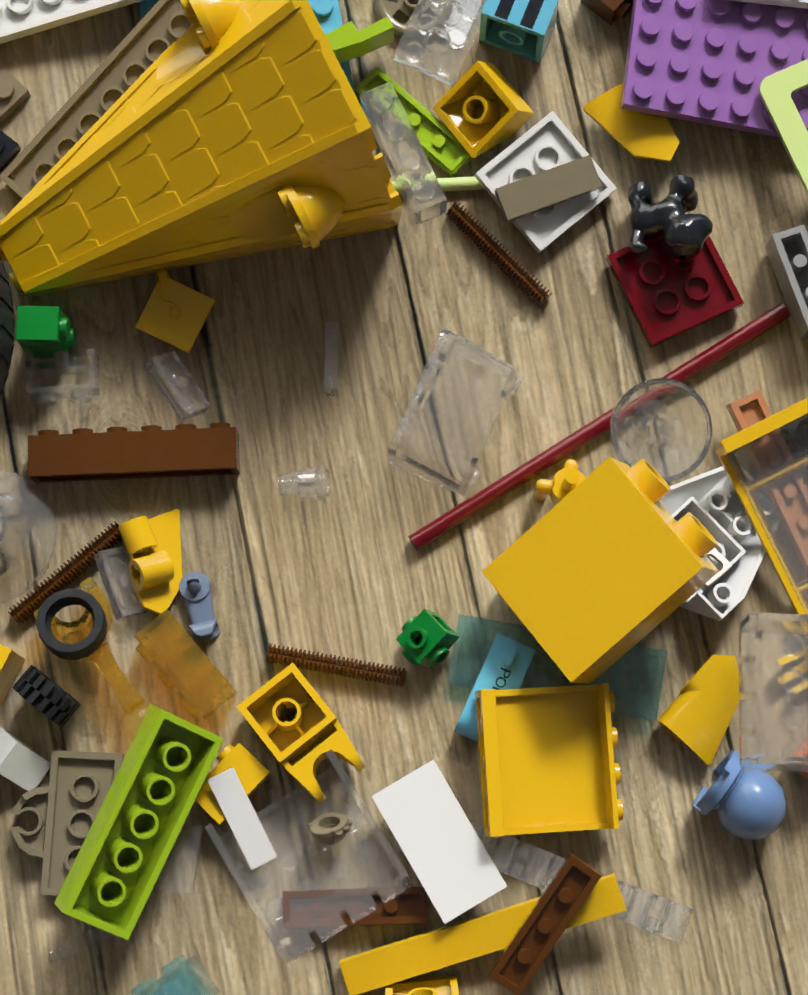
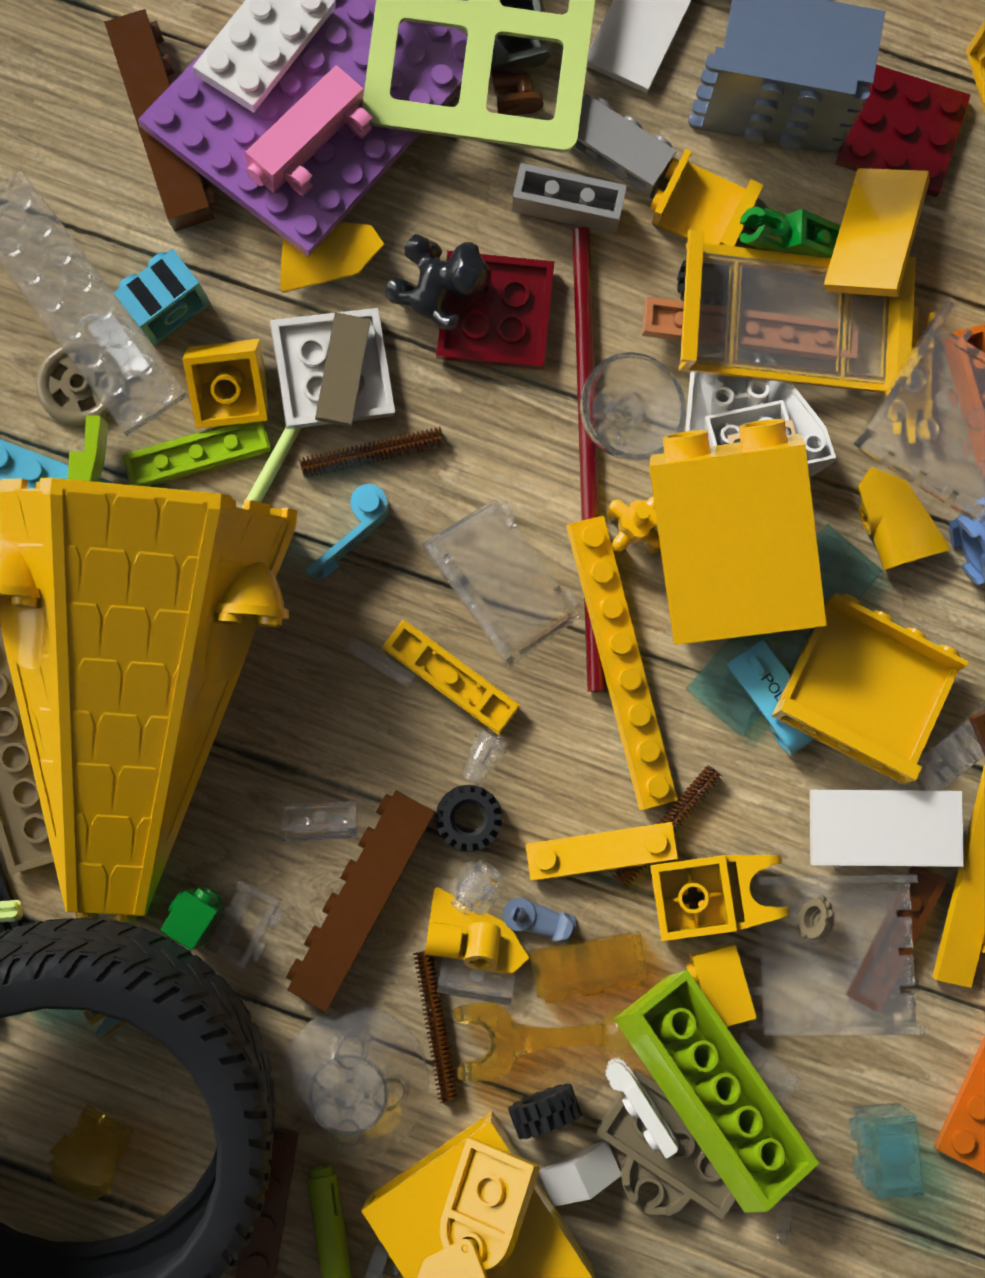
camera: 65 degrees left, 5 degrees up
(56, 603) = (468, 1057): black tyre -> none
(94, 771) = (641, 1105): none -> white hinge
(175, 313) = (248, 783): yellow hat -> none
(195, 538) = (476, 887): none -> clear head
(242, 818) = (762, 993): white sticker -> none
(245, 480) = (452, 834): none -> black tyre
(283, 622) = (601, 852): none -> yellow plate
(354, 421) = (451, 677): none -> yellow plate
(403, 153) = (240, 479): clear brick -> none
(426, 639) = (695, 731): green brick -> none
(447, 548) = (621, 662): none -> yellow plate
(449, 278) = (371, 511): none -> medium azure door
(719, 43) = (304, 130): none -> bright pink brick

